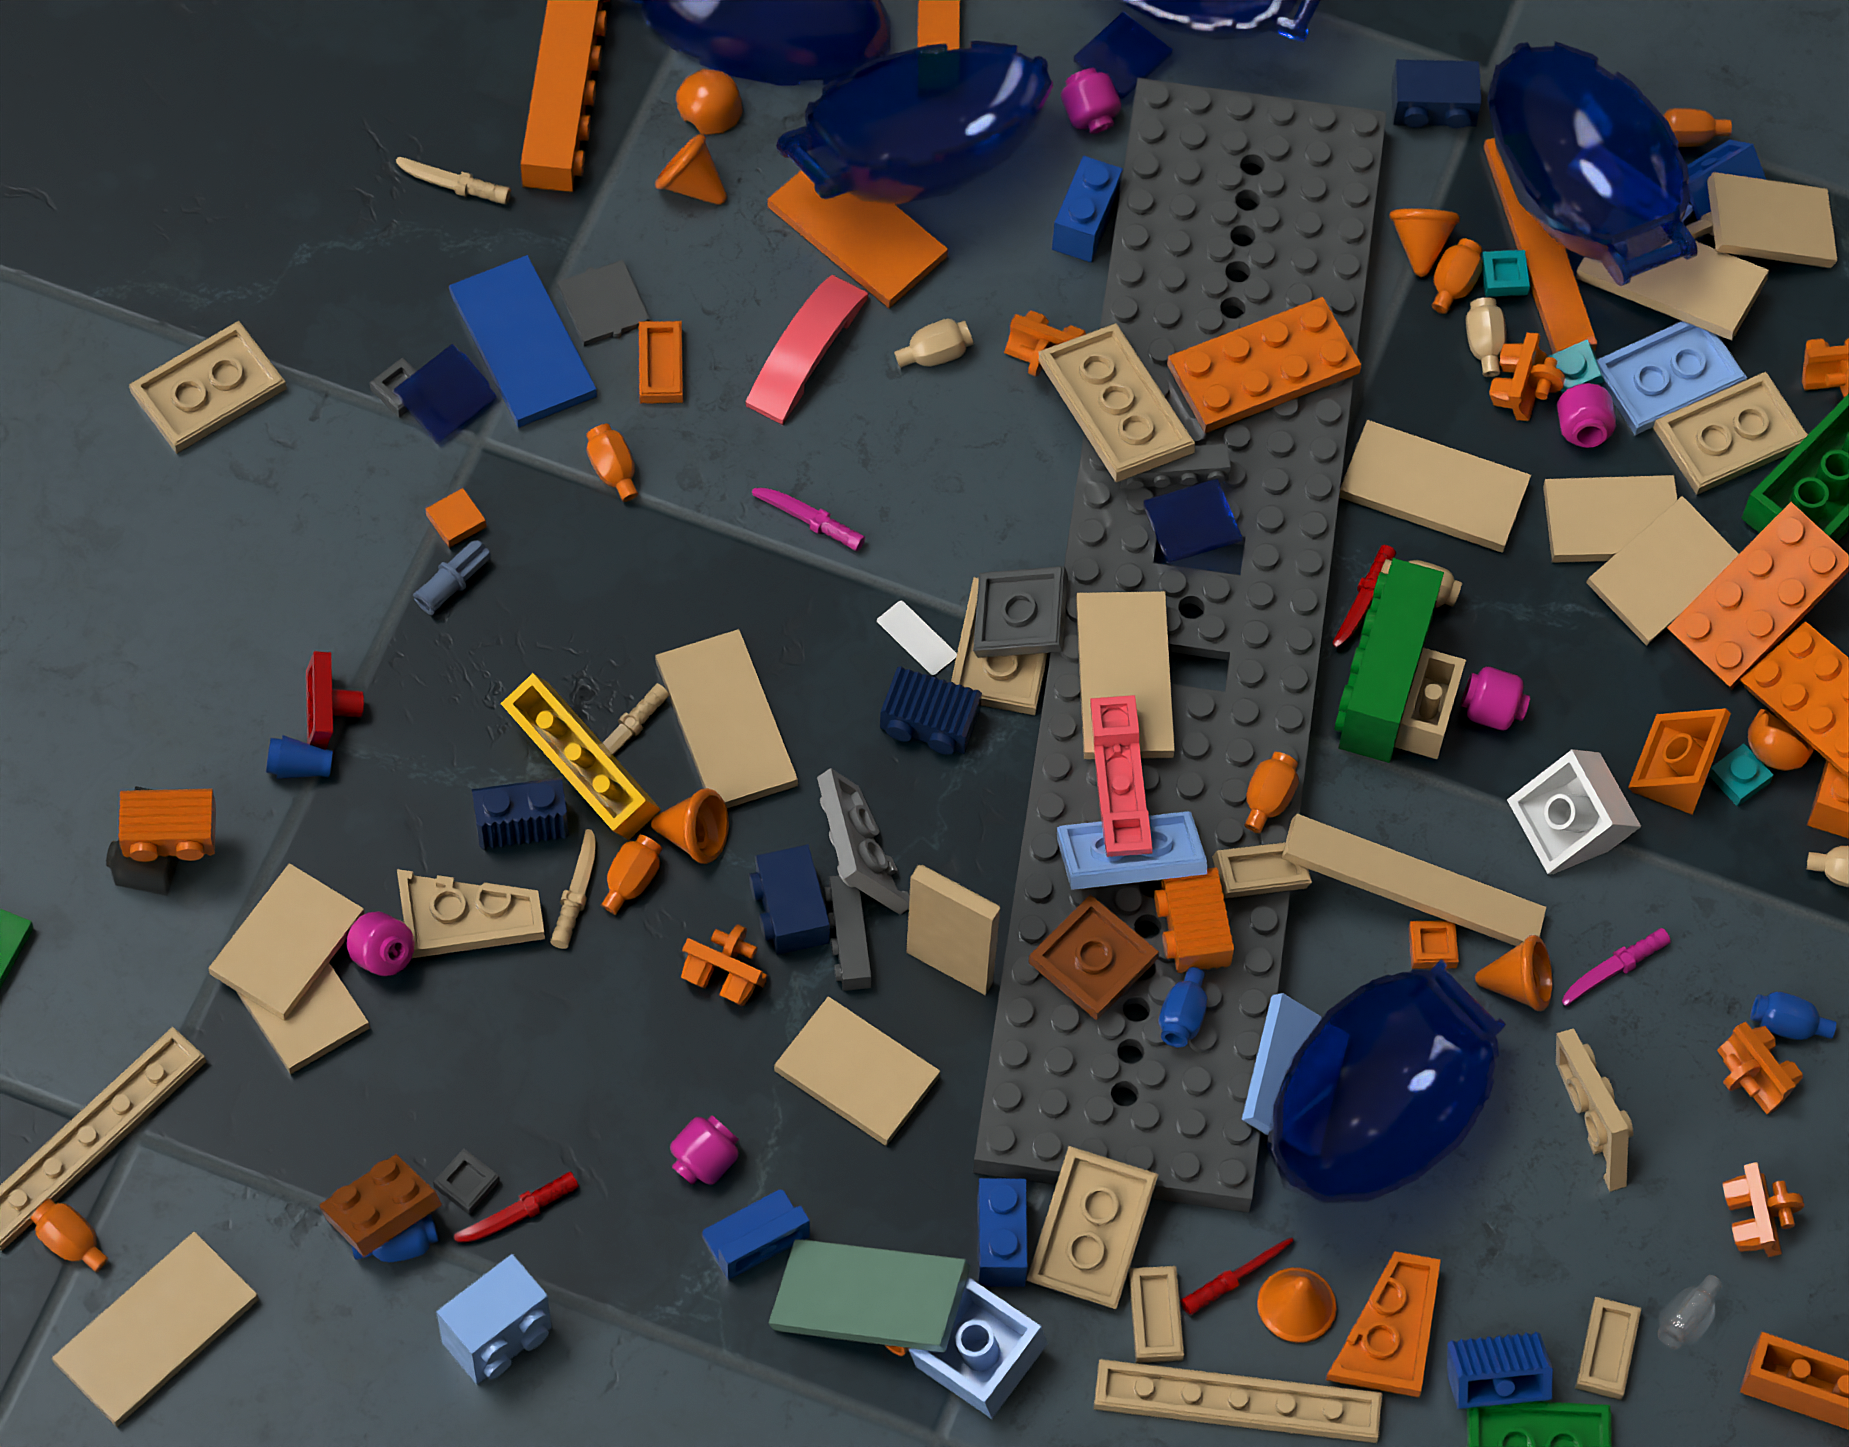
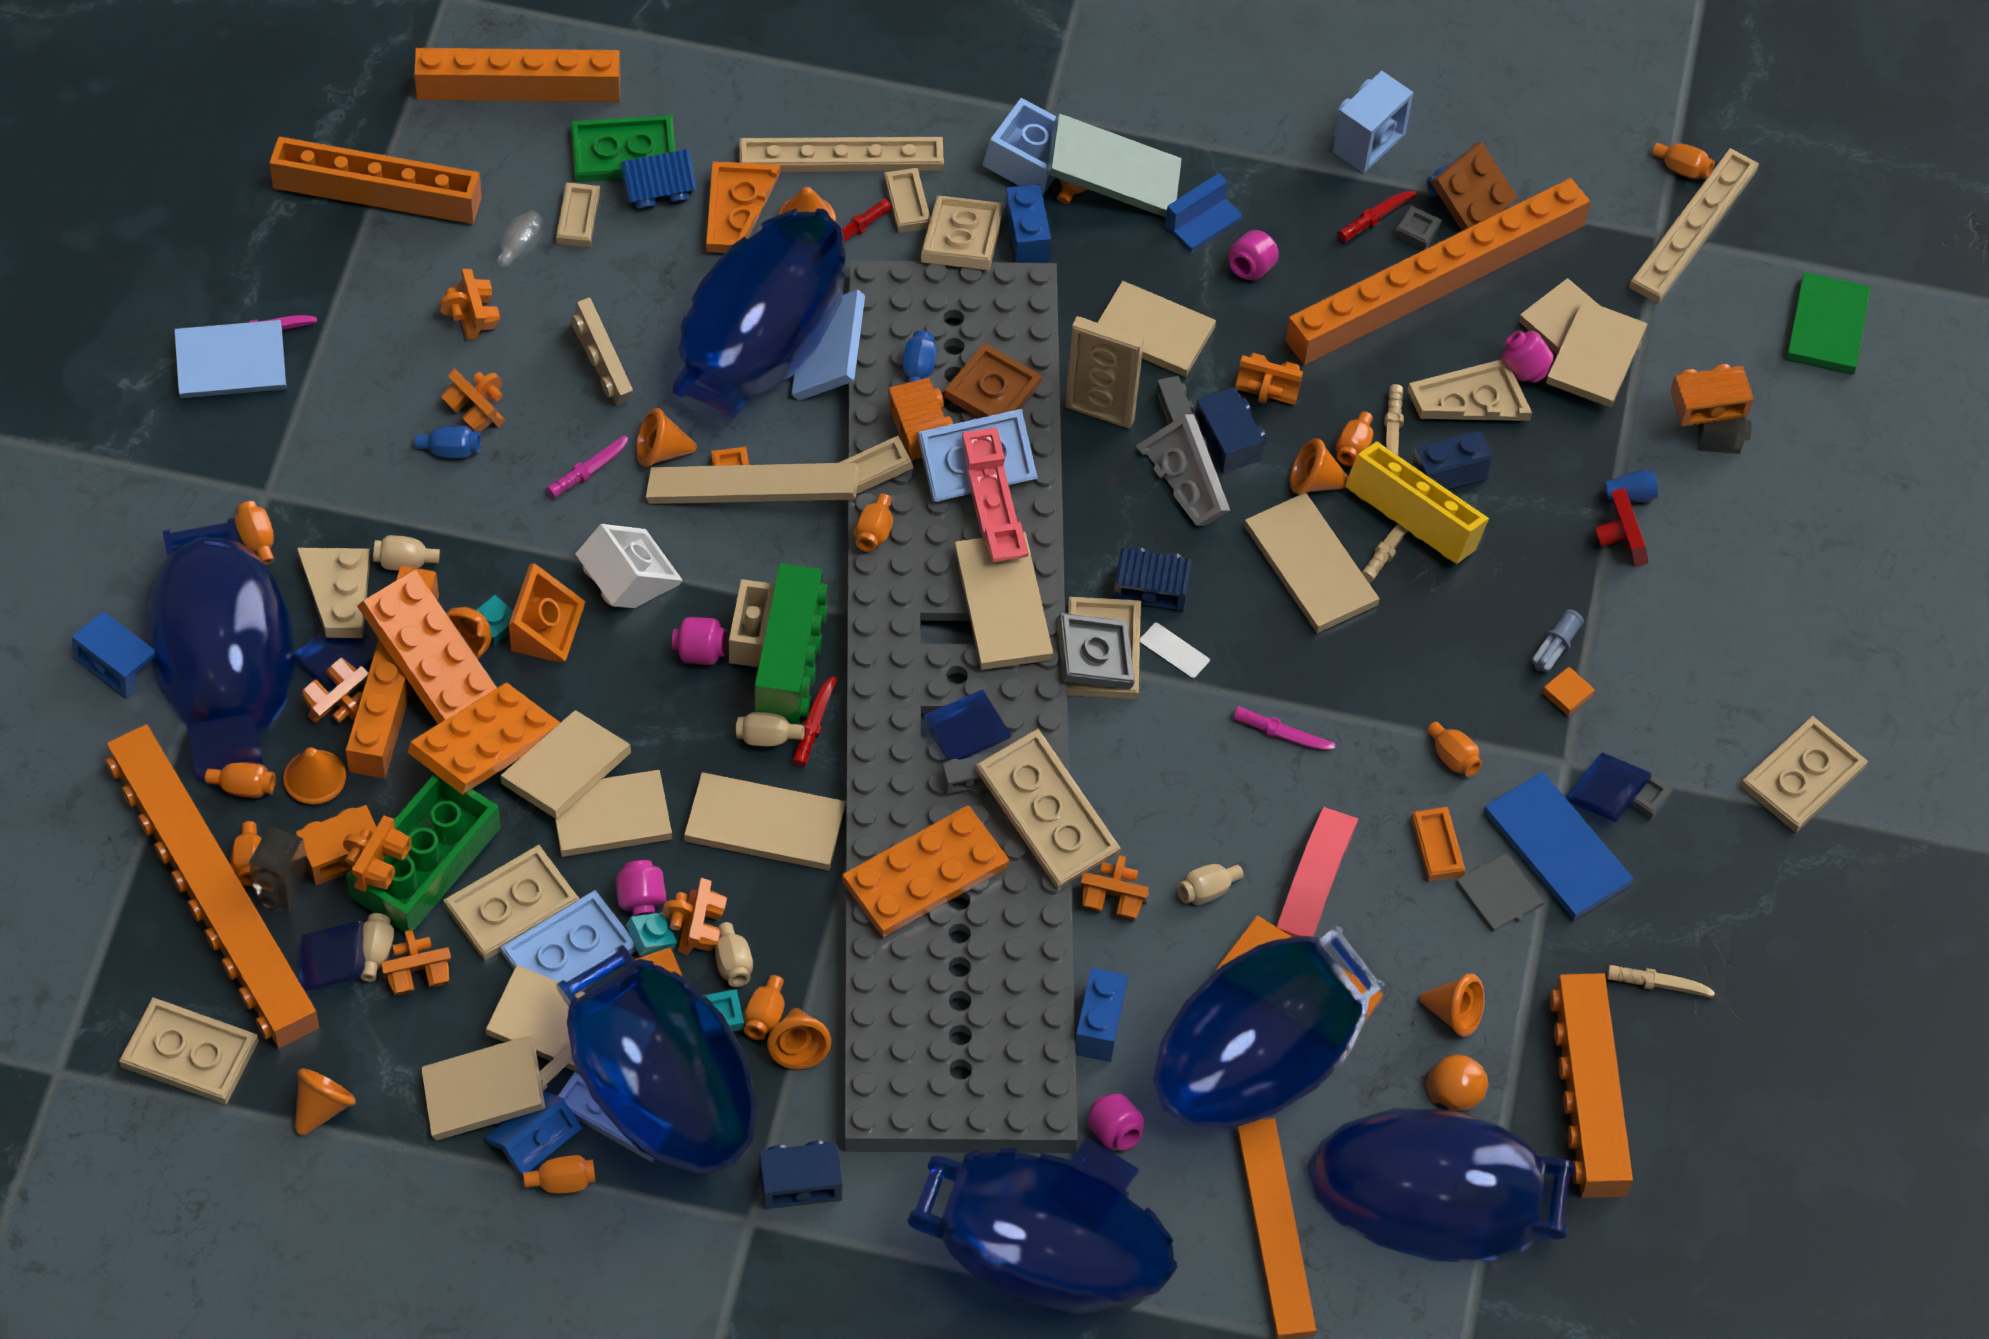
camera: 170 degrees right, 5 degrees down
(155, 1329) = (1604, 115): tan tile -> none
(459, 1092) = (1437, 271): none -> orange brick

